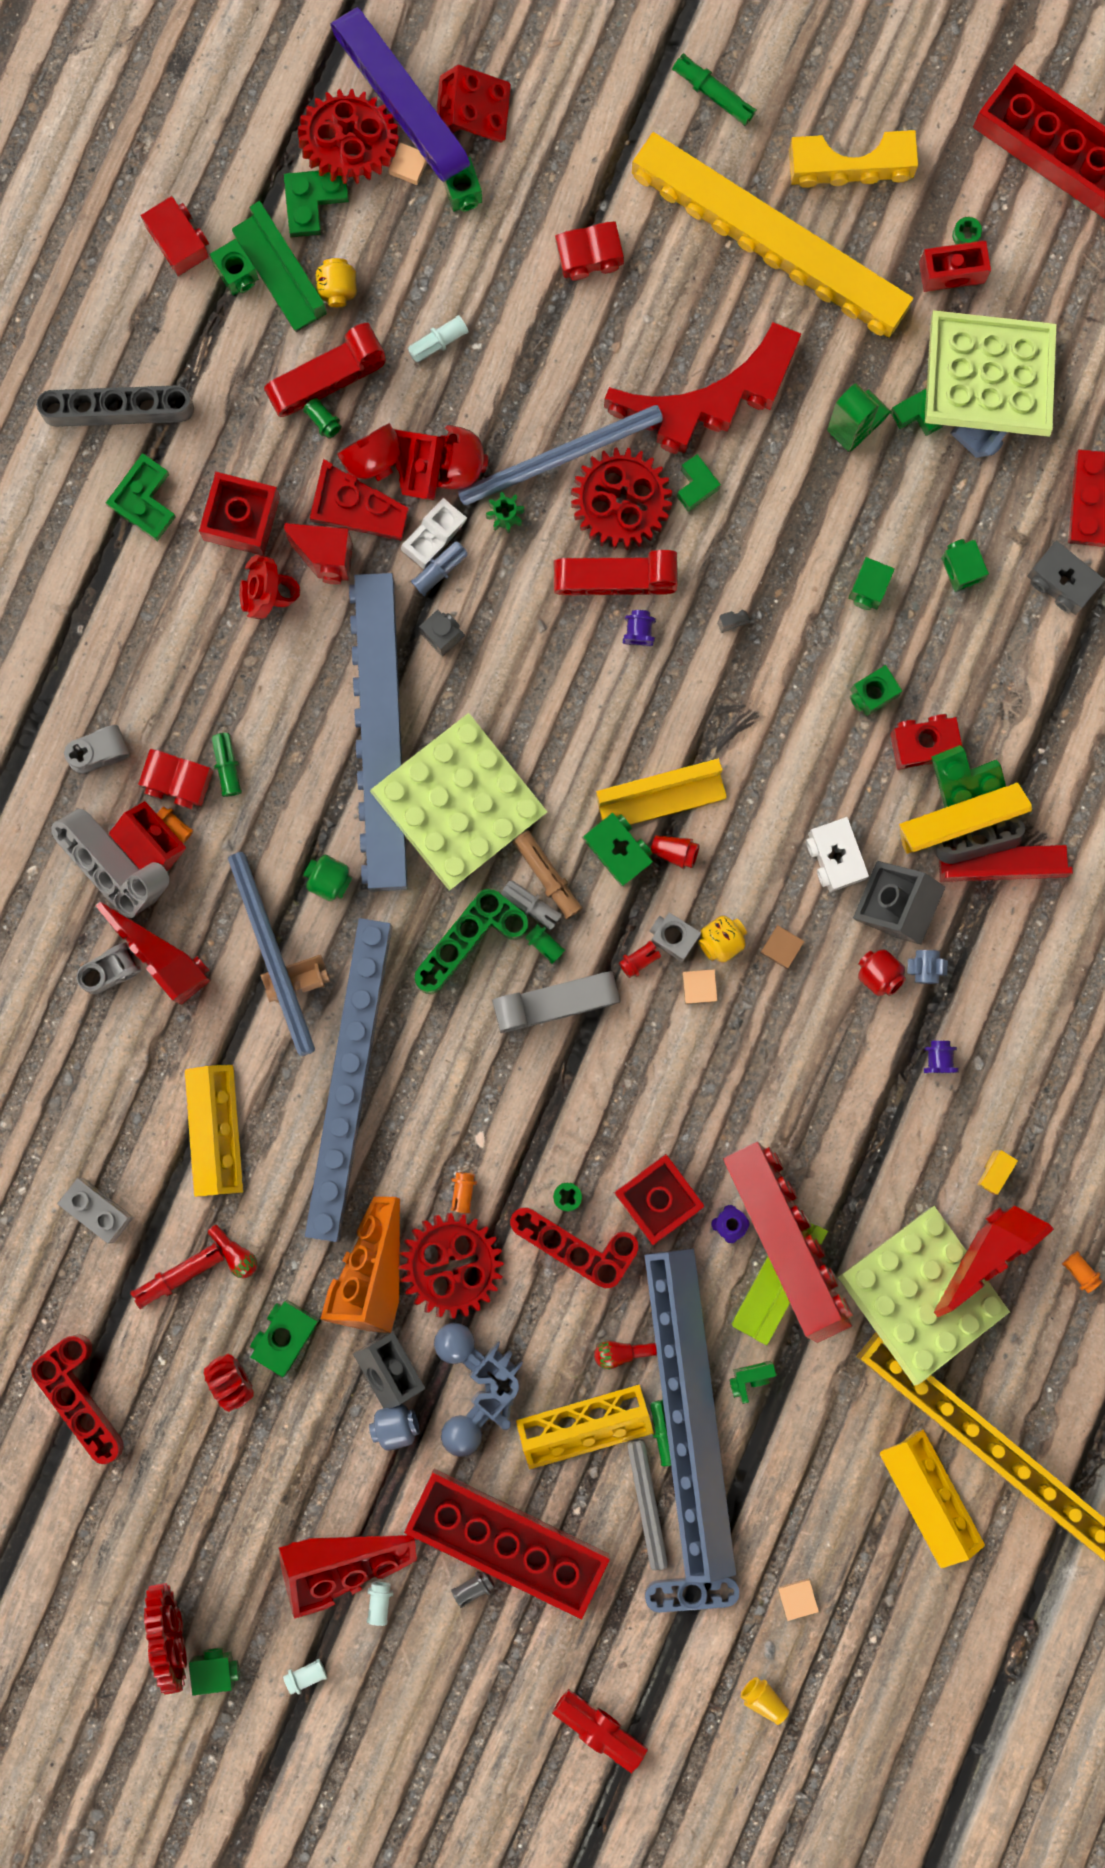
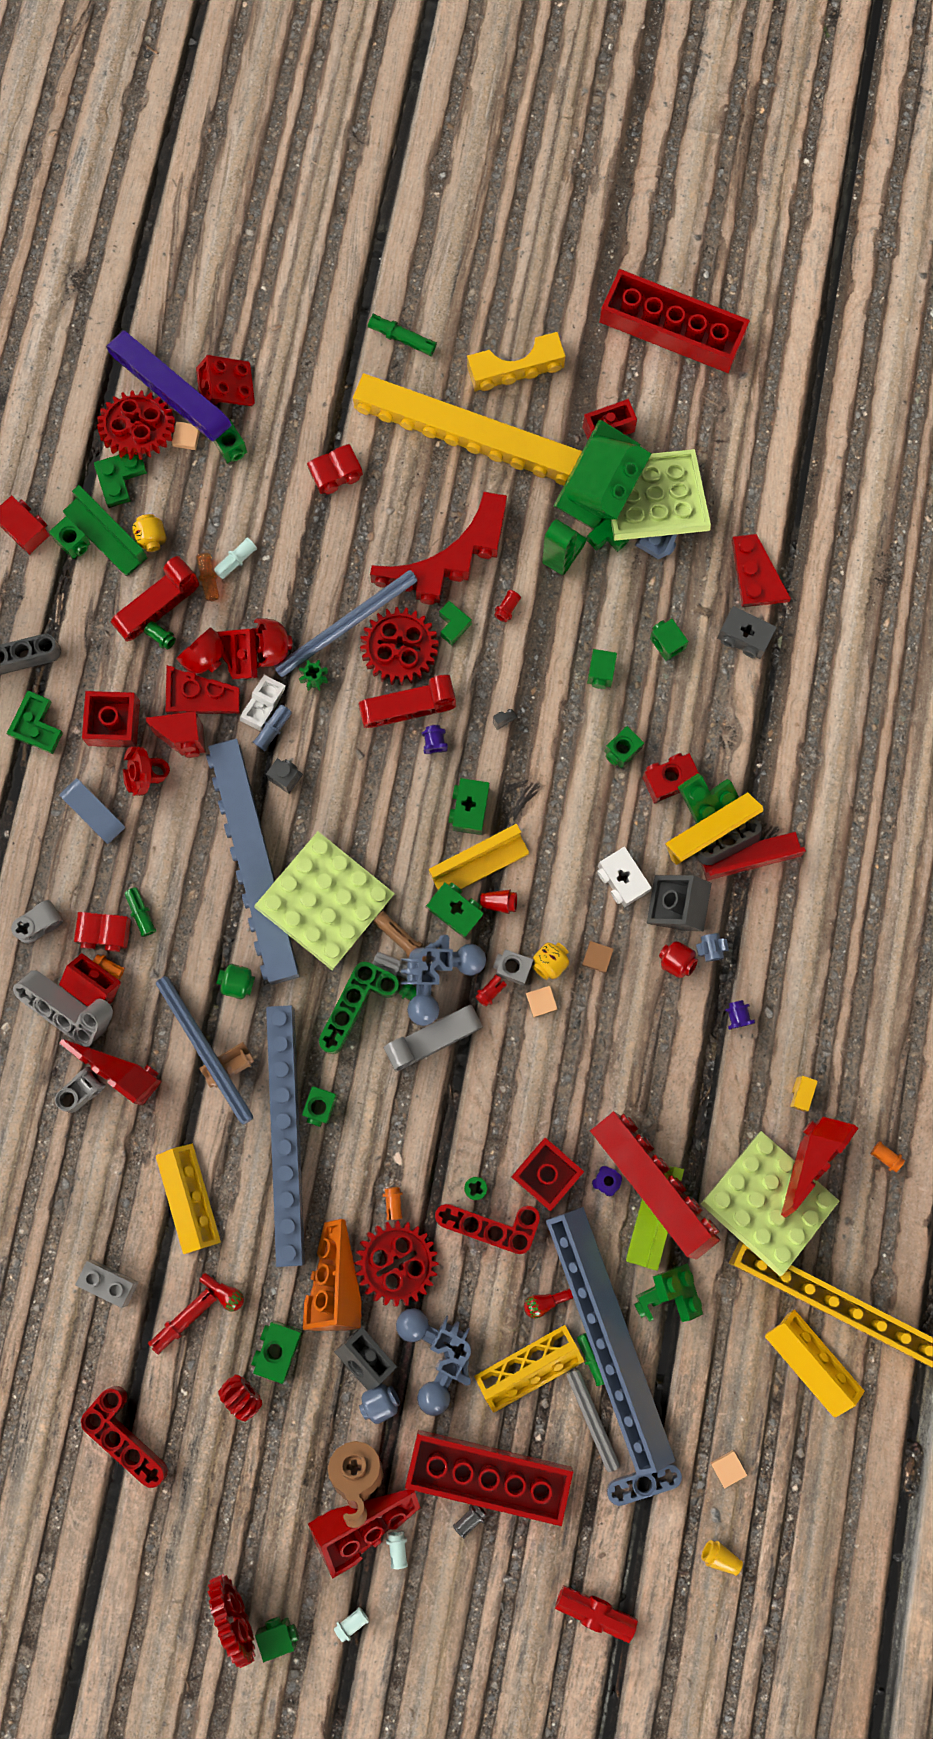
camera: 10 degrees left, 5 degrees down
(192, 624) = (92, 811): none -> sand blue beam
(342, 1518) = (355, 1487): none -> medium nougat piece
(398, 356) = (207, 577): none -> clear orange axle
(398, 1039) = (317, 1094): none -> green brick
(621, 915) = (468, 959): none -> sand blue piece
(678, 710) = (472, 820): none -> green brick
(769, 477) = (505, 610): none -> red pin
(790, 1369) = (679, 1284): none -> green plate
(929, 336) = (602, 476): none -> green windscreen
(975, 228) = (618, 393): green bush -> none

